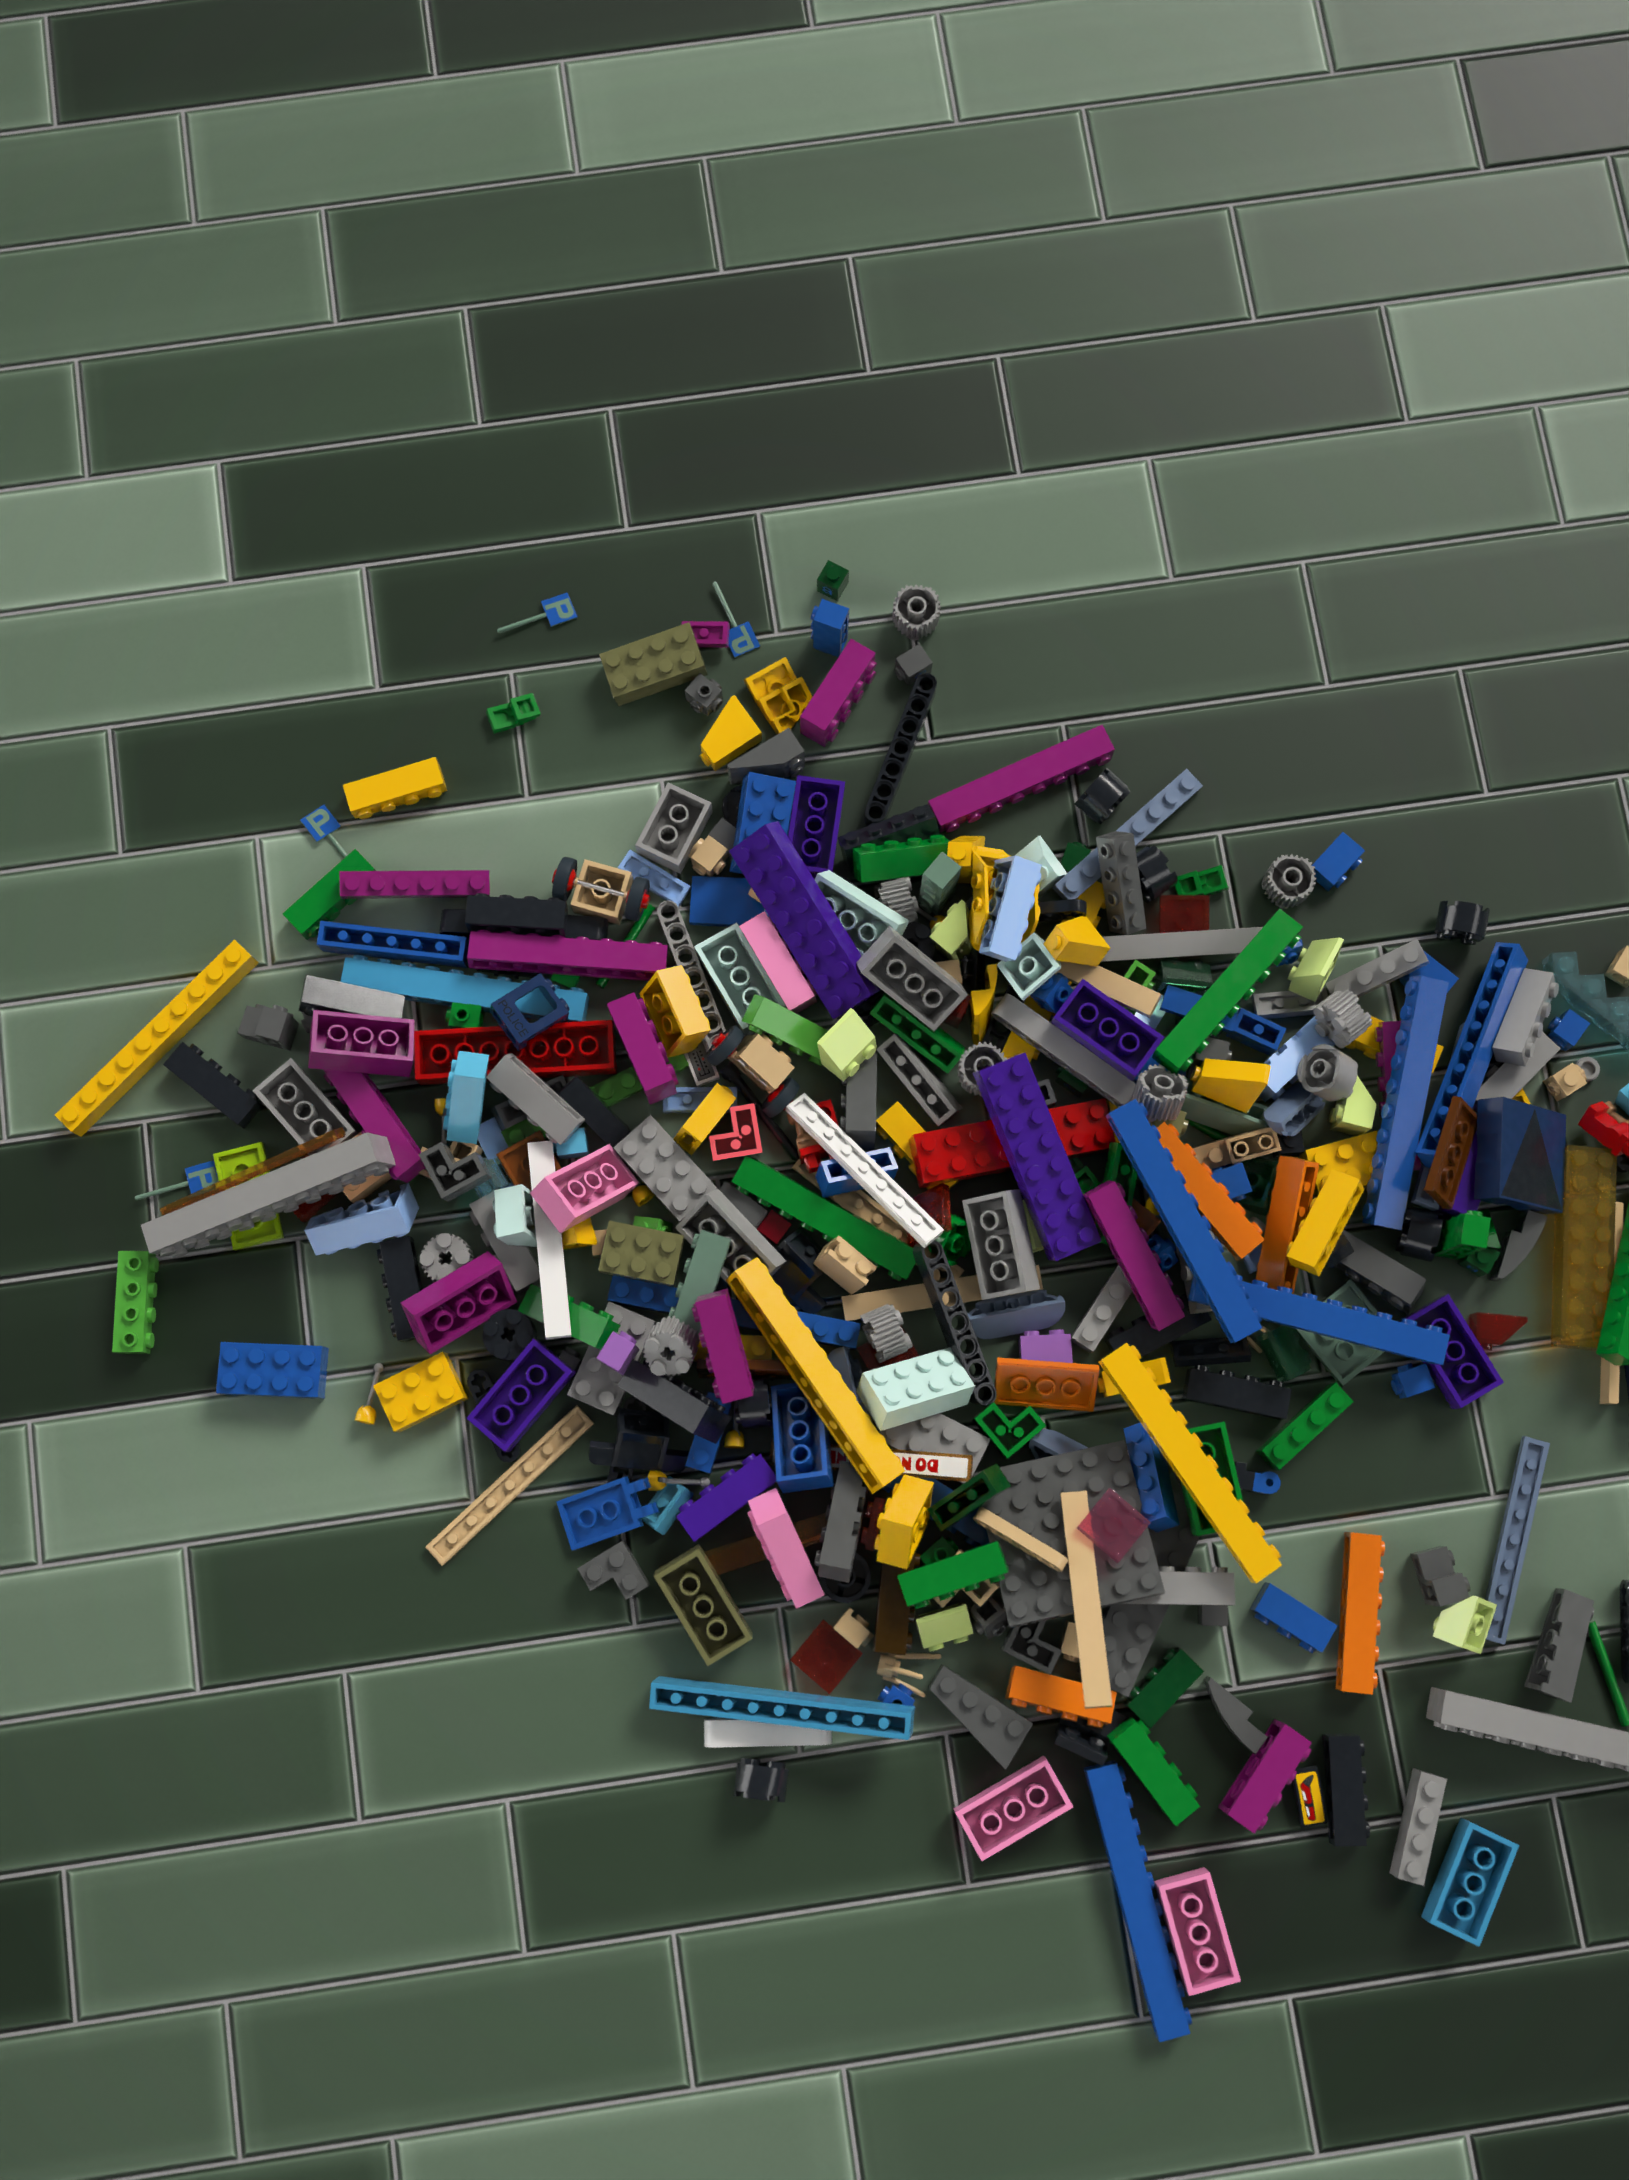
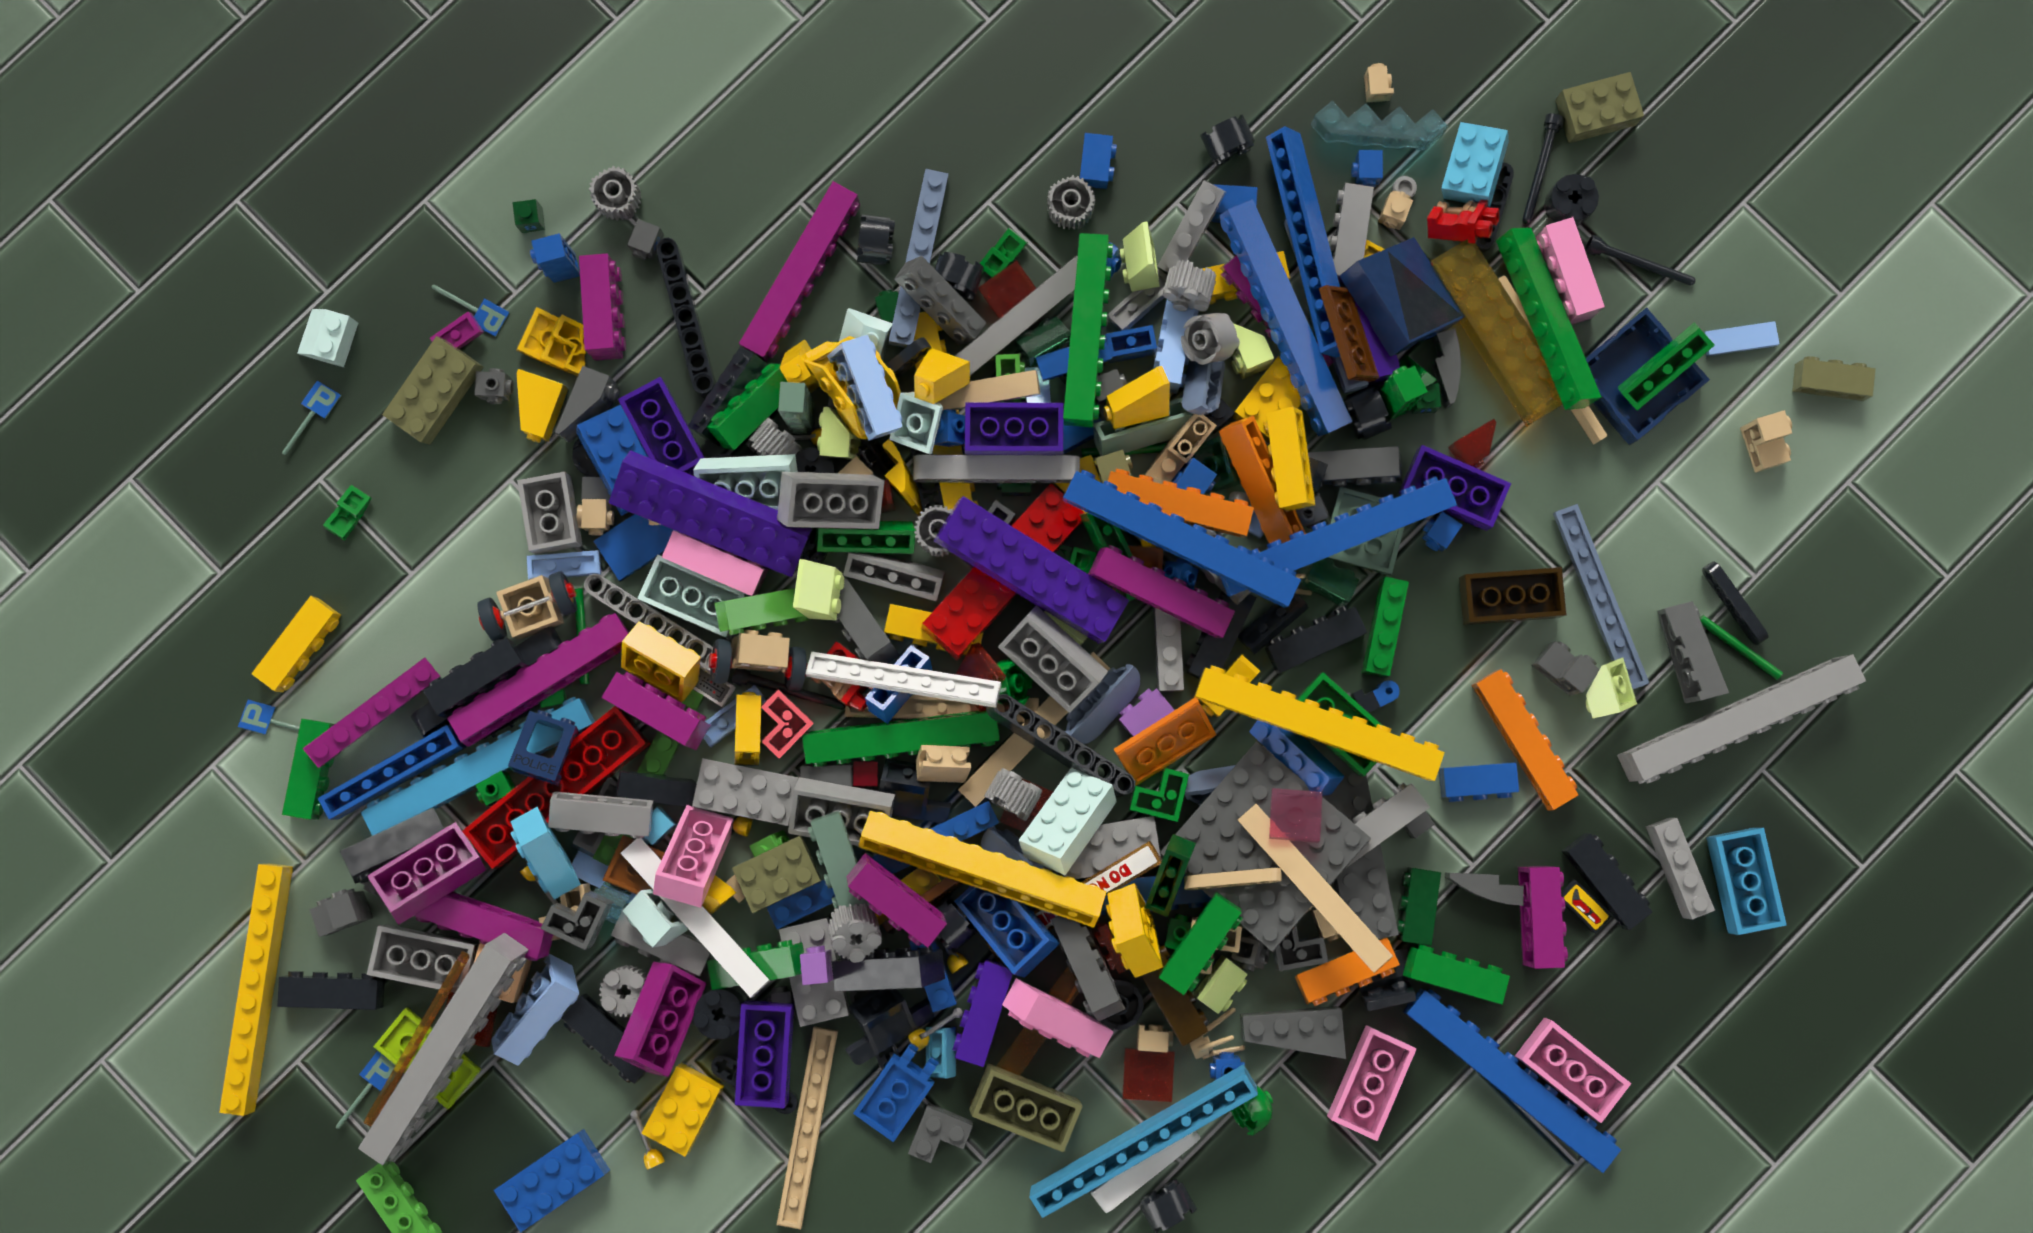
camera: 35 degrees left, 5 degrees up
(602, 564) = (328, 336): none -> light aqua slope
(893, 1755) = (1254, 1113): none -> green cylinder
(1160, 1093) = (1091, 450): light grey brick -> none
(1316, 1287) = (1317, 513): none -> dark grey brick
(1436, 1480) = (1512, 596): none -> dark brown brick
(1525, 1017) = (1329, 181): light grey brick -> none

